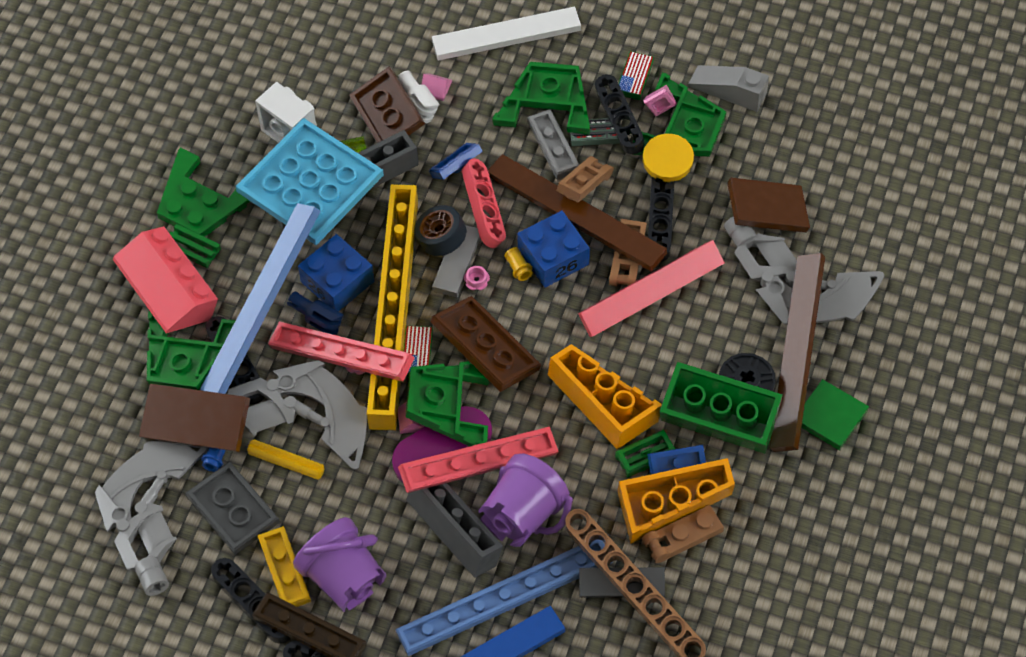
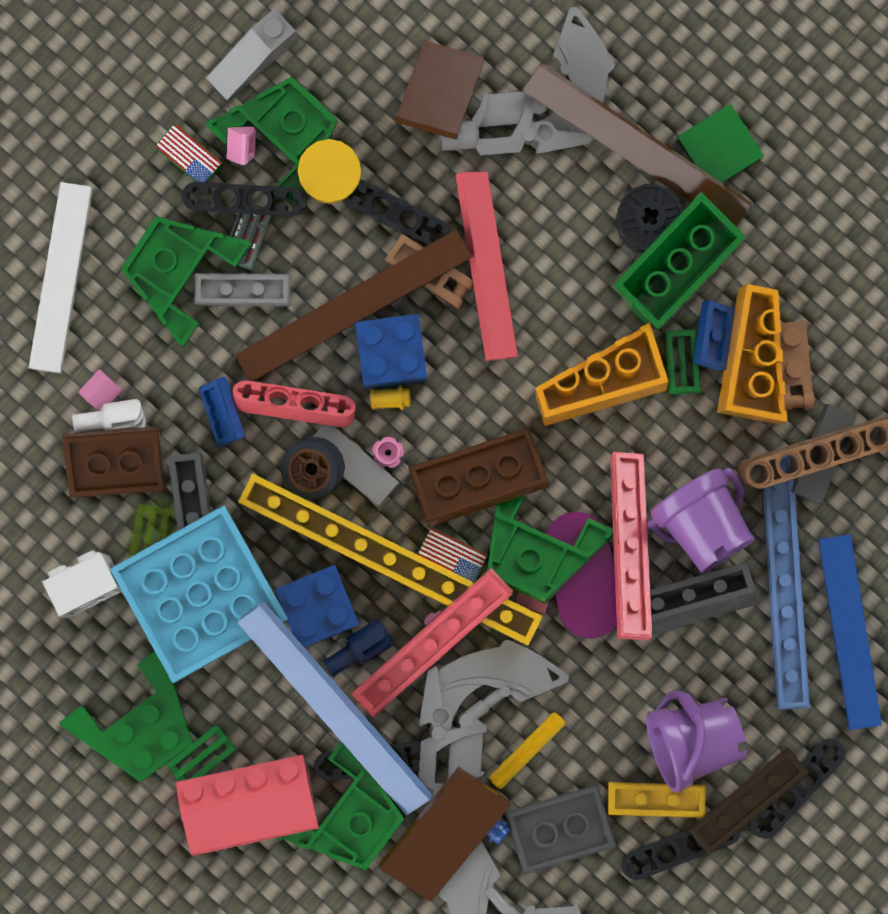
camera: 65 degrees left, 25 degrees up
(584, 179) = (318, 278): medium nougat plate -> none

